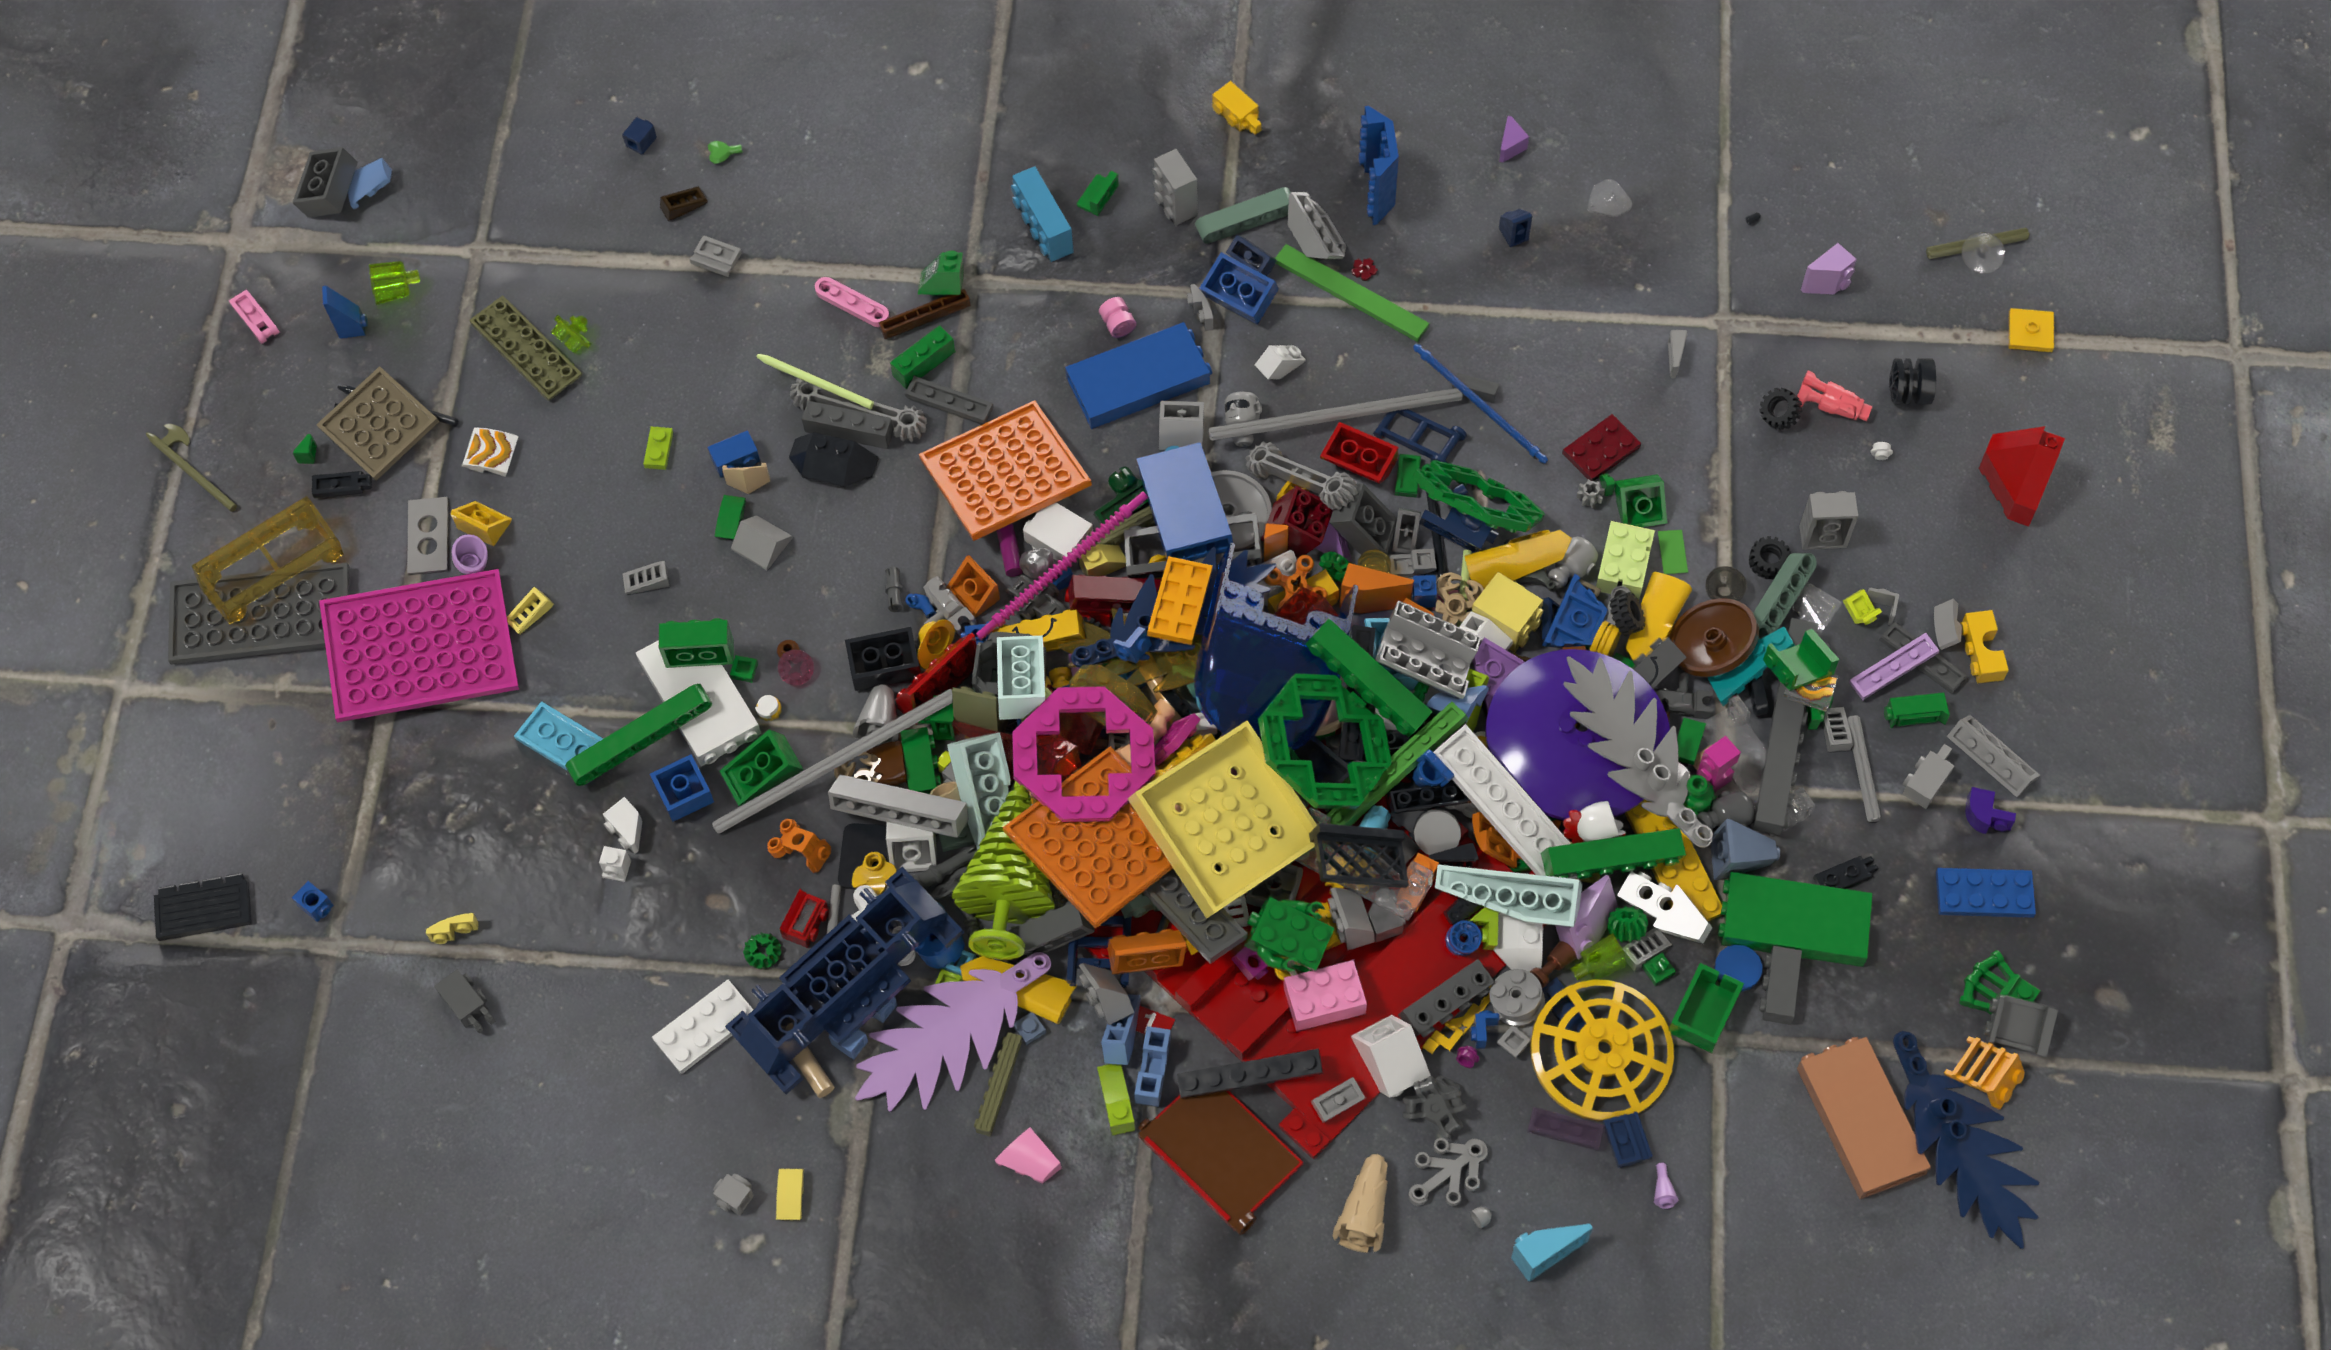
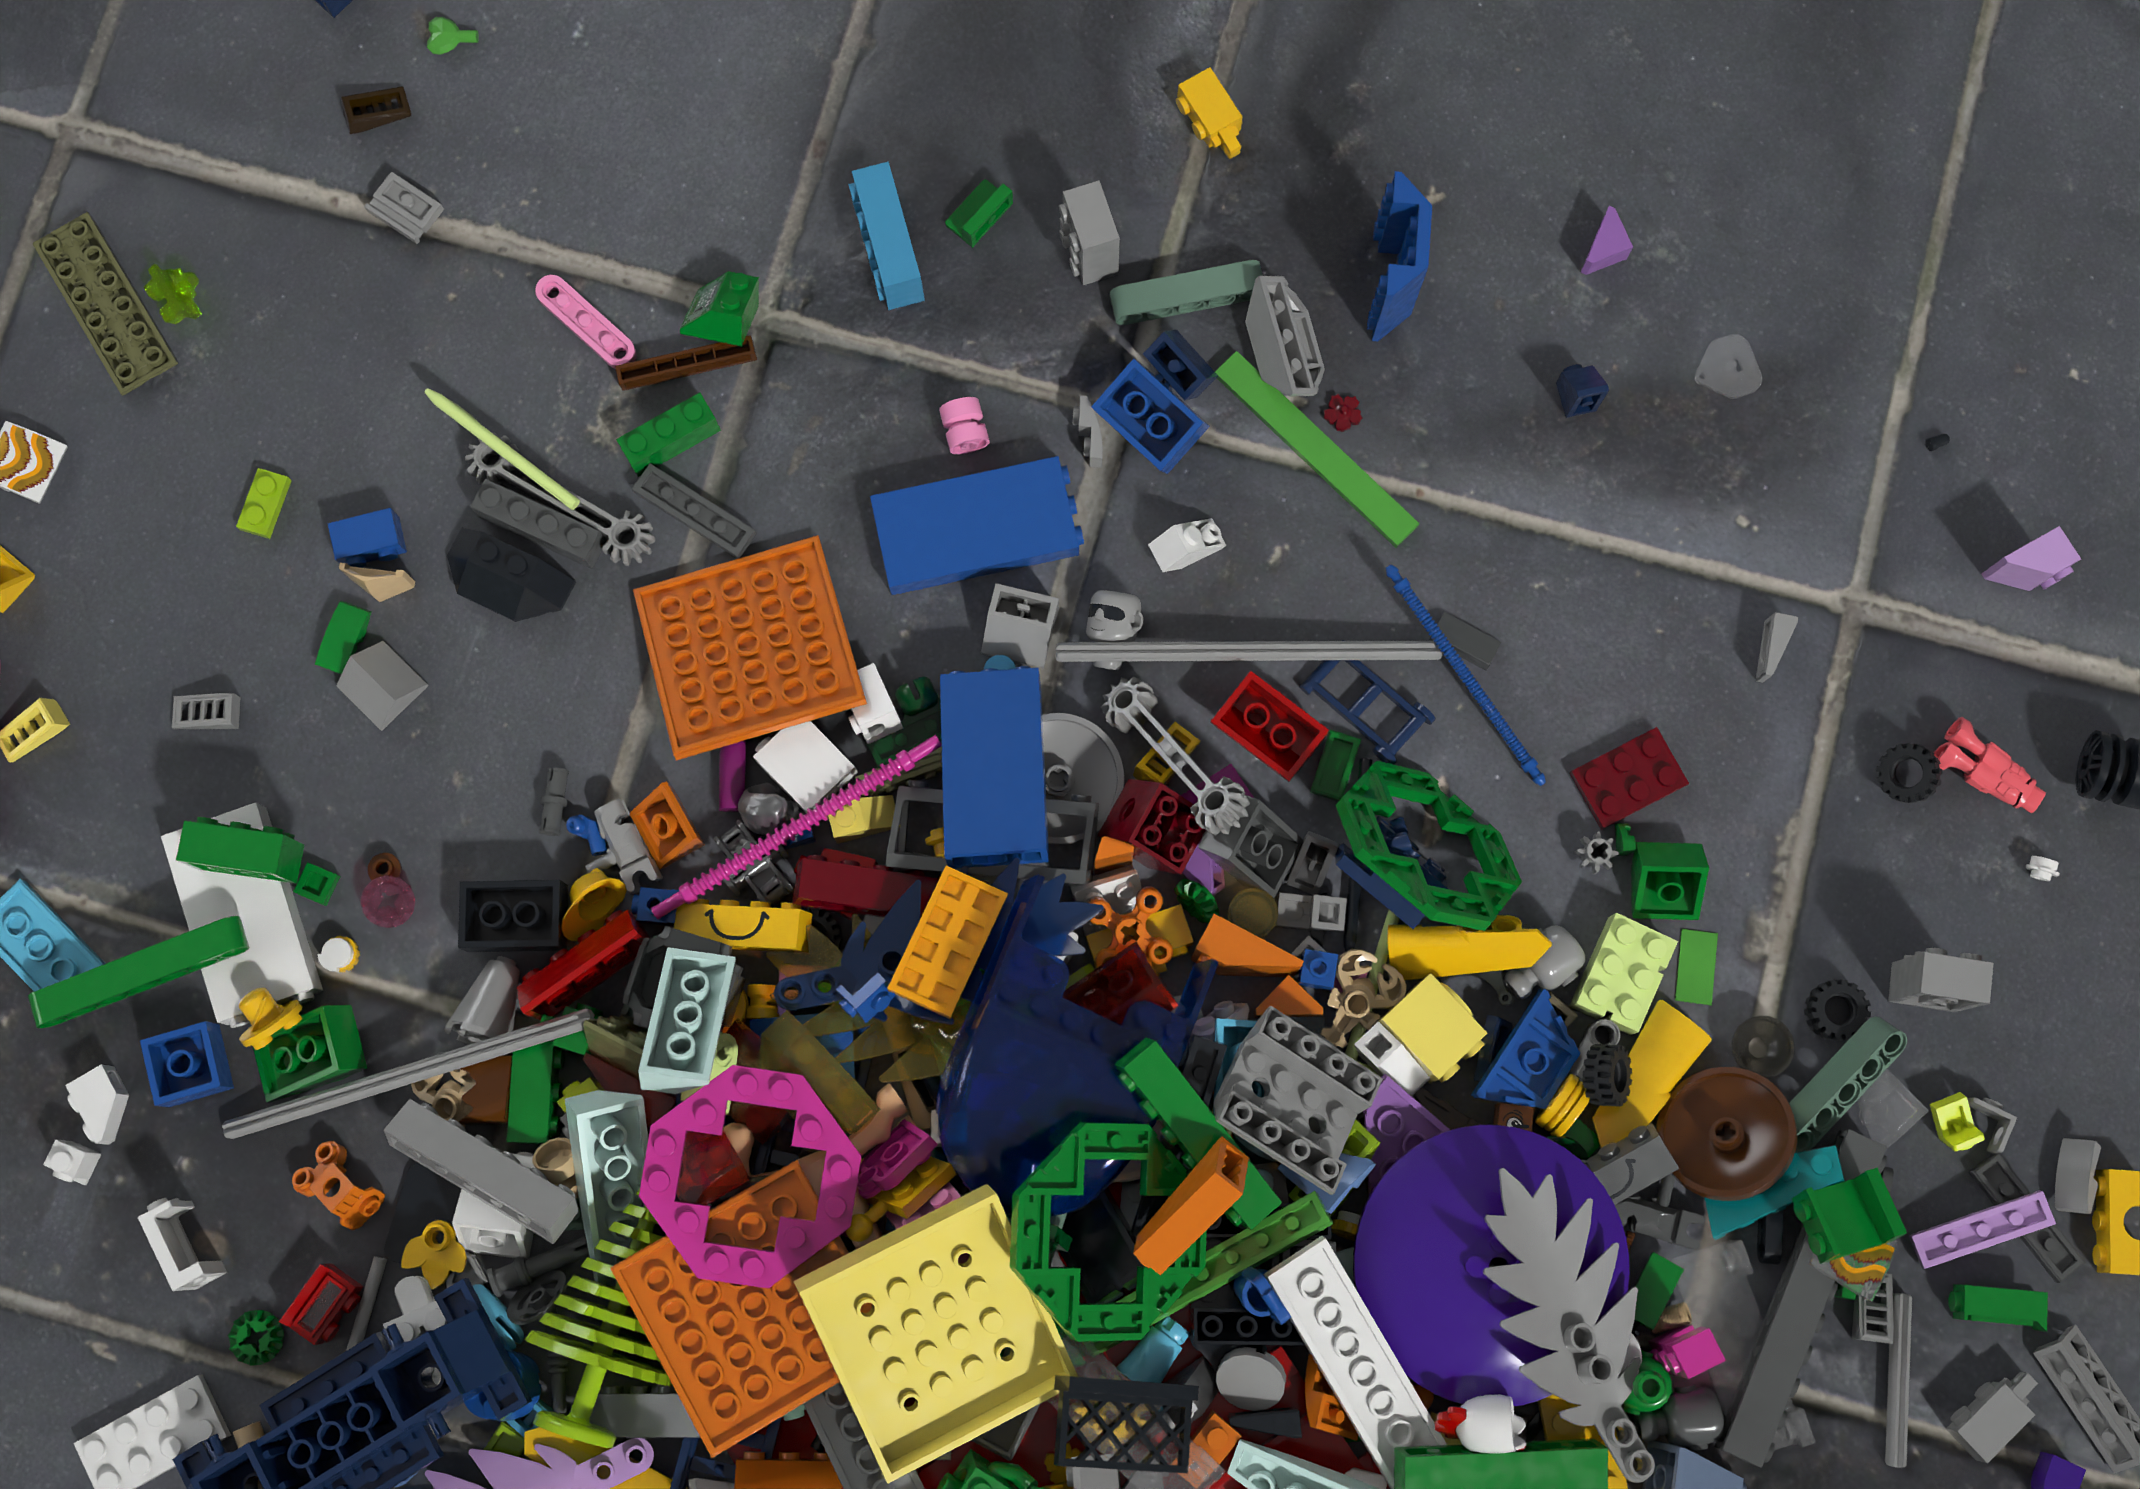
camera: 10 degrees right, 15 degrees up
(715, 911) = (173, 1247): none -> white panel
(731, 743) = (266, 1017): none -> yellow plate
(1098, 495) = (878, 716): none -> white brick
(1373, 716) = (1193, 1206): none -> orange slope

